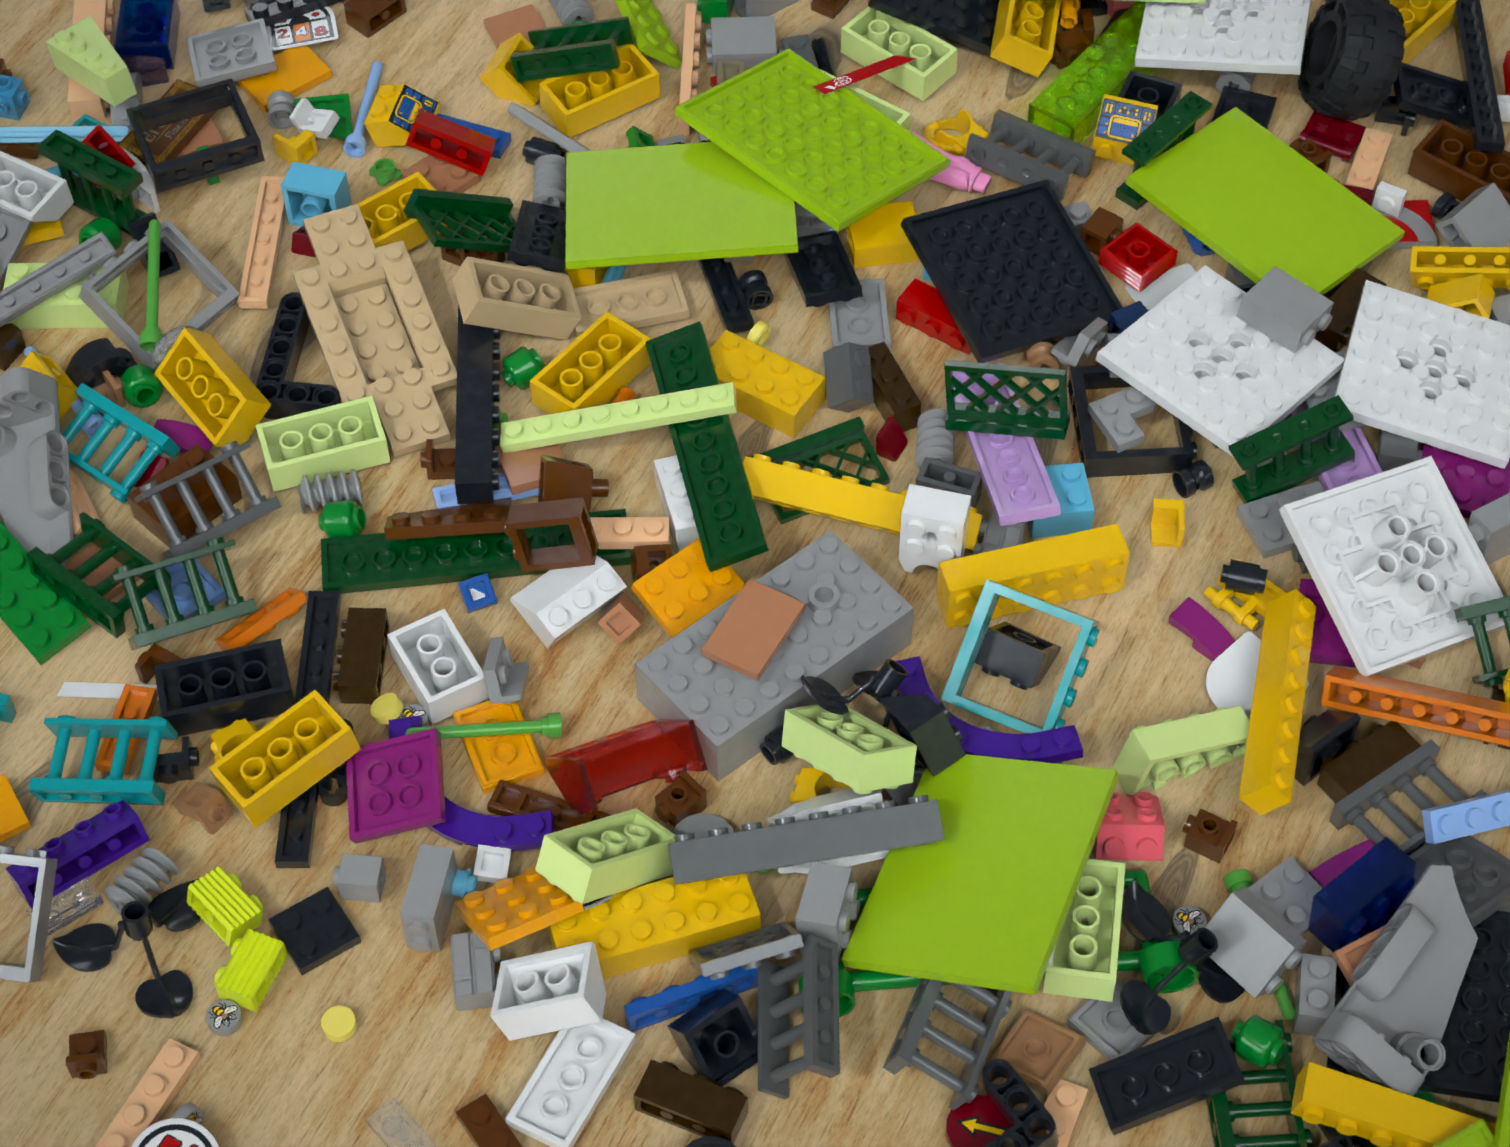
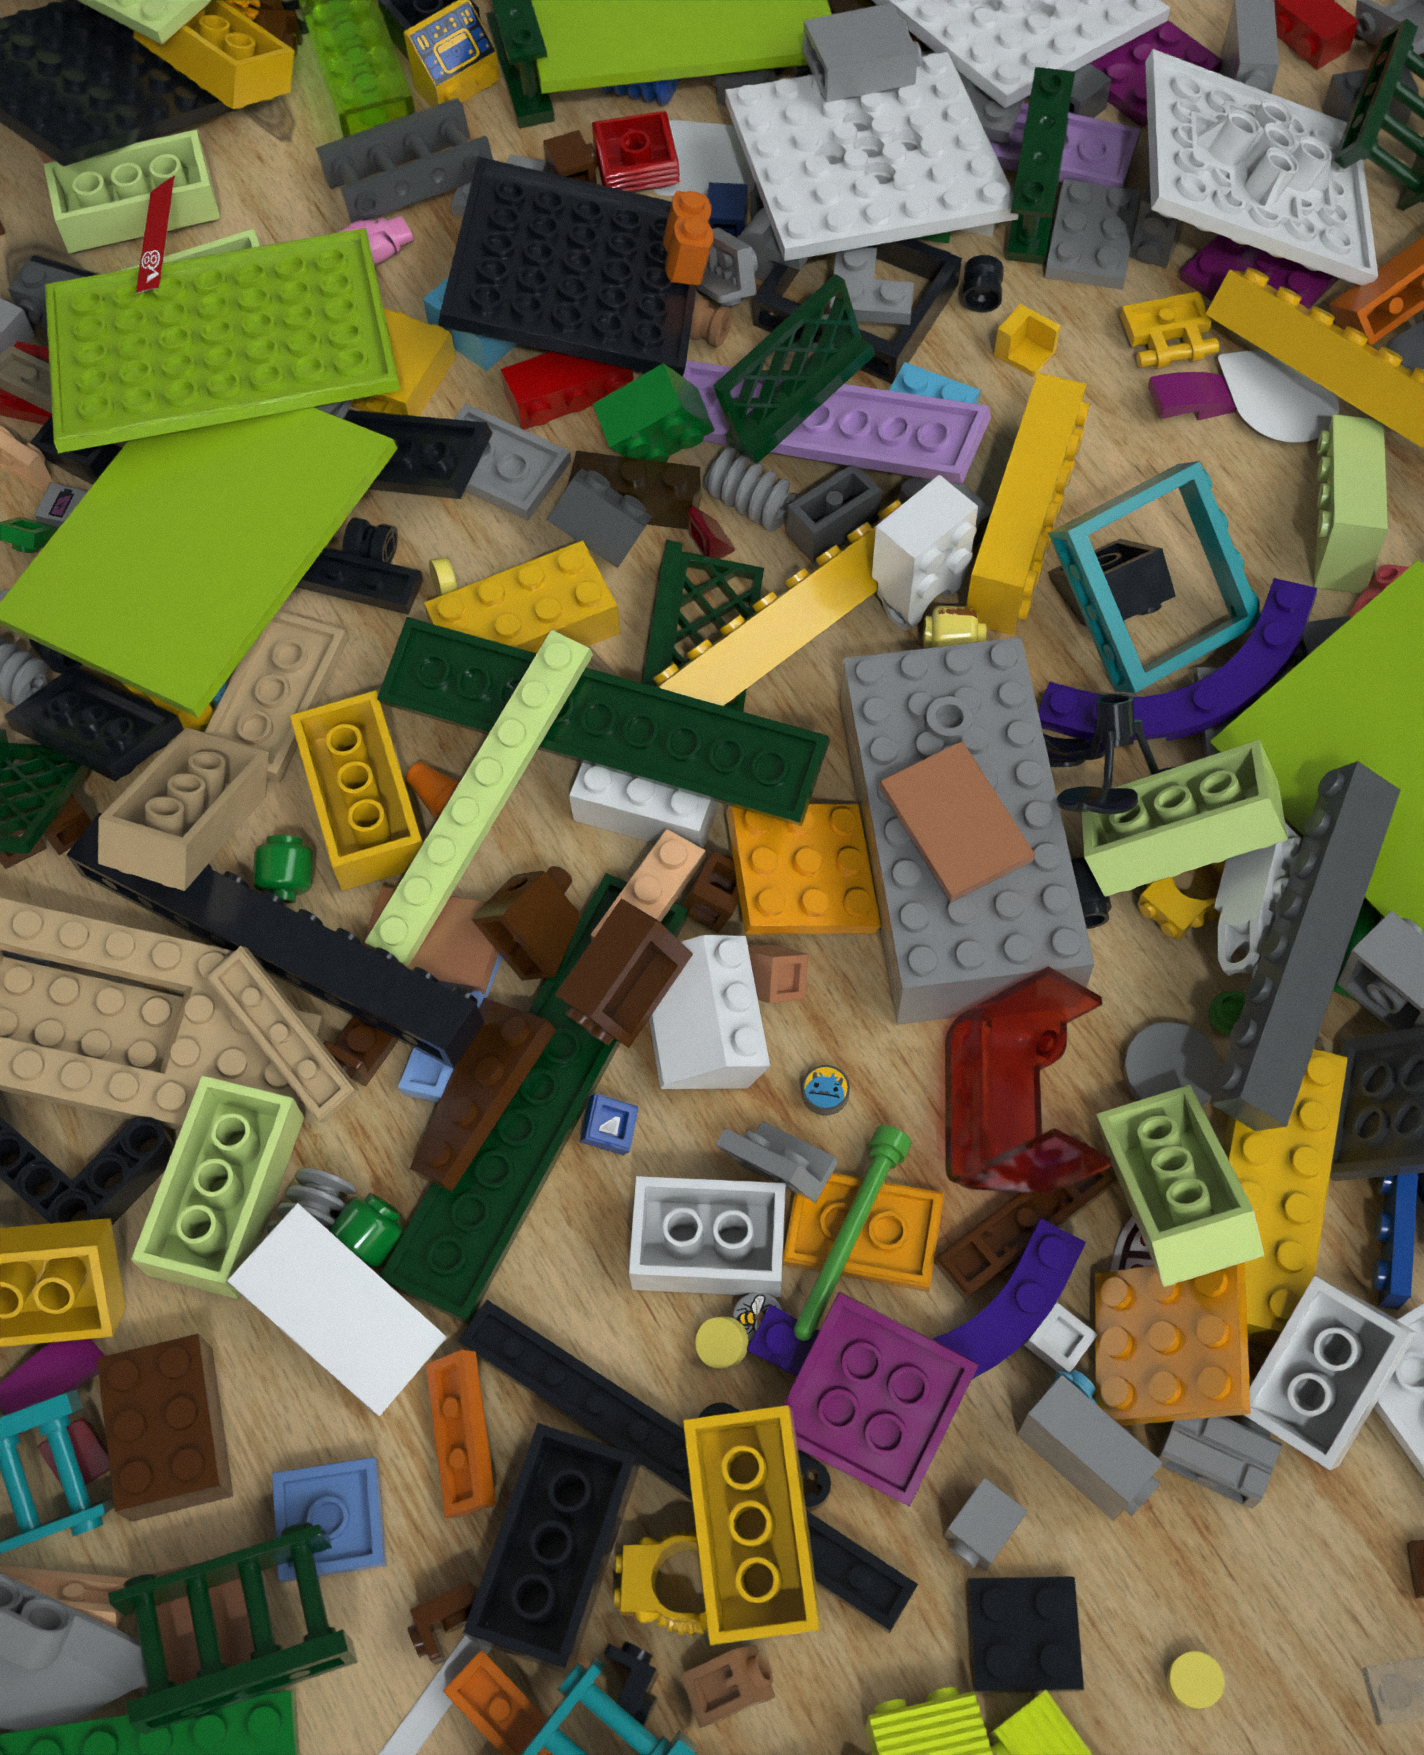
camera: 55 degrees left, 10 degrees up
(176, 624) = (409, 1509): dark green fence -> none
(232, 517) = (261, 1429): dark grey fence -> none
(289, 527) = (337, 1309): none -> white tile
(362, 655) = (615, 1327): dark brown brick -> none
(421, 417) = (282, 1034): none -> tan tile
(569, 682) = (825, 1090): none -> tile
(680, 800) = (1091, 1075): reddish brown brick -> none
(915, 589) = (952, 627): none -> light yellow head
(923, 355) = (654, 416): none -> green brick
(928, 727) = (1202, 724): black slope -> none
(954, 144) = (306, 195): yellow piece -> none
(1079, 308) = (688, 237): none -> orange brick
(1243, 577) = (1167, 310): black brick -> none

